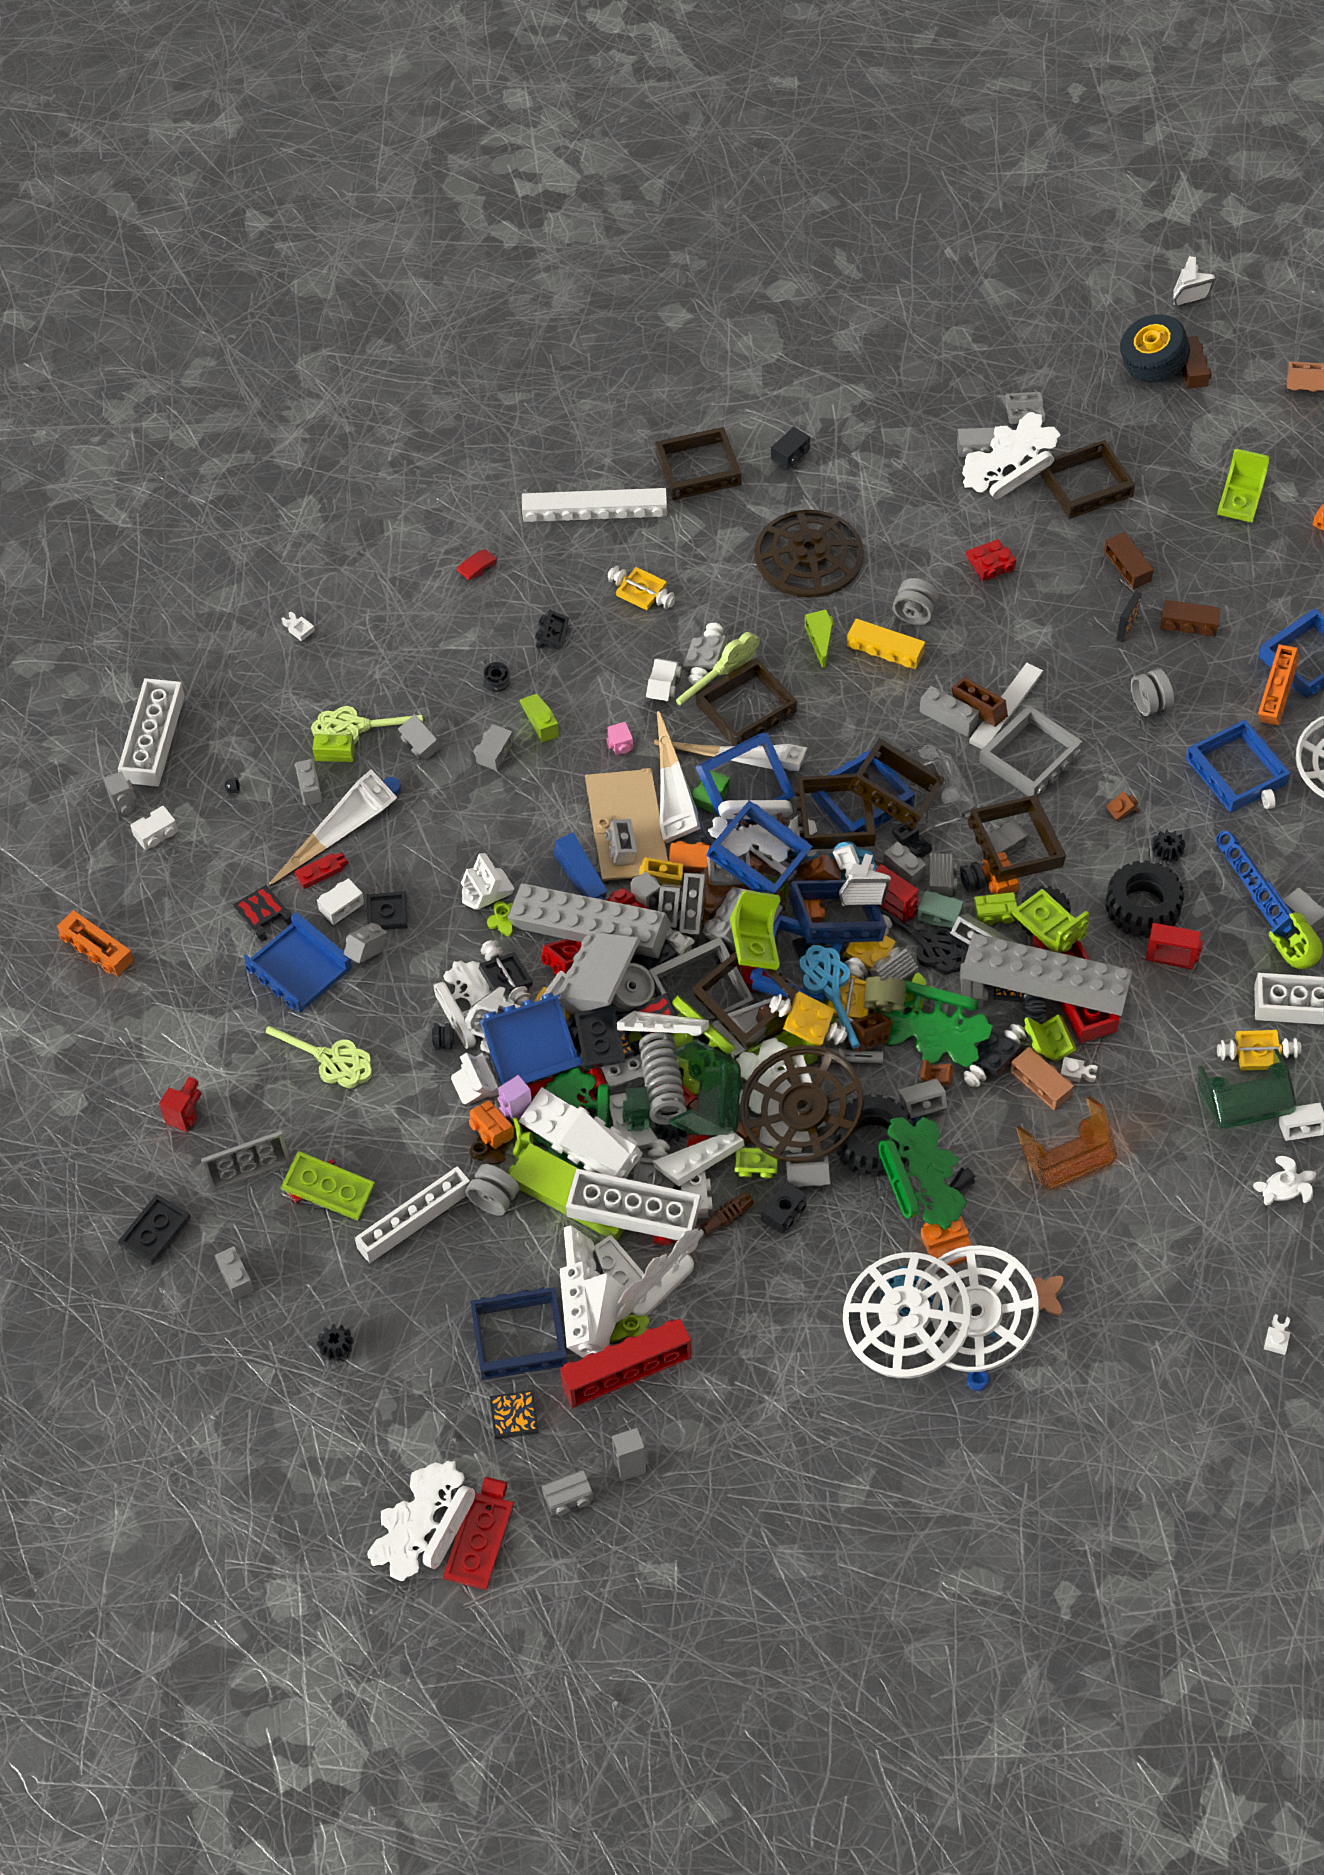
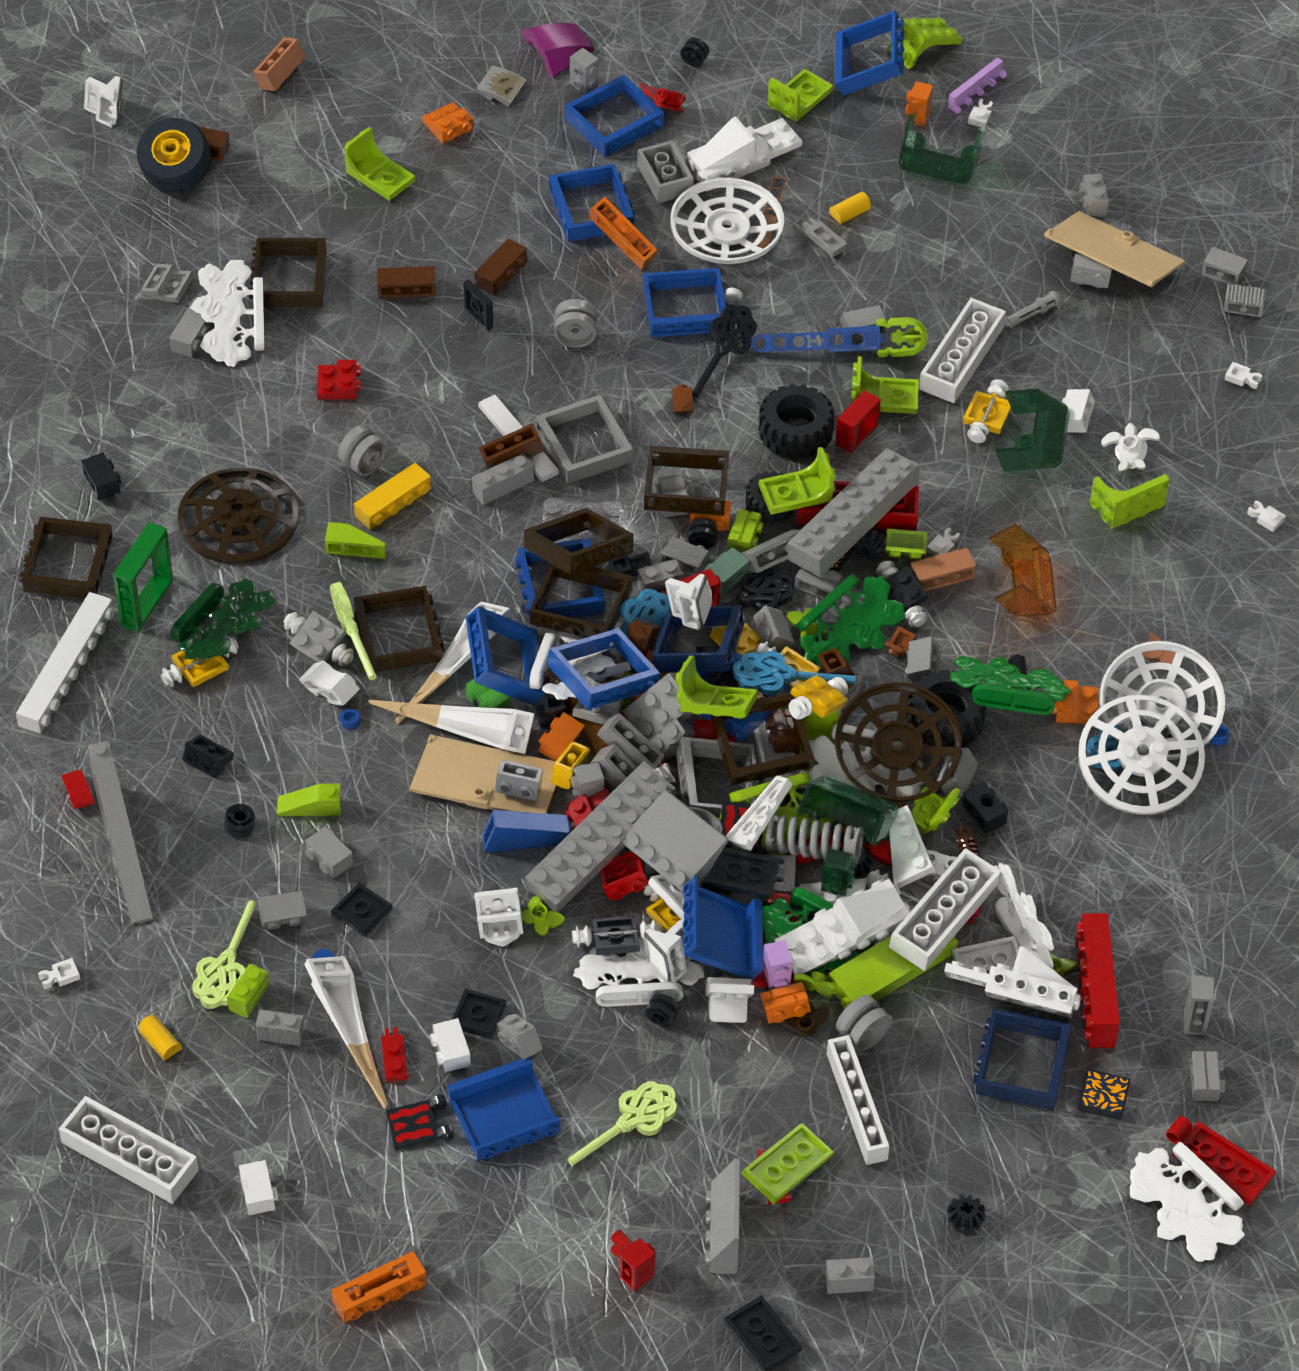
camera: 70 degrees left, 5 degrees down
(121, 794) = (201, 1201): light grey brick -> none
(232, 785) = (240, 1099): black hinge -> none
(269, 711) = (159, 1037): none -> yellow brick
(452, 792) = (361, 909): none -> black tile
(457, 586) = (119, 831): none -> light grey slope
(619, 738) = (381, 744): bright pink brick -> none
(639, 709) = (350, 719): none -> blue tile
(688, 487) = (136, 609): none -> green window
(688, 588) = (231, 617): none -> dark green plant
(845, 858) = (646, 609): white plate -> none
(884, 994) = (809, 637): olive brick -> none
(1168, 845) = (744, 384): black gear -> none
(1211, 1207) = (1123, 506): none -> lime bracket
(1226, 953) = (896, 394): none -> lime bracket
(1236, 805) = (726, 332): none -> black piece

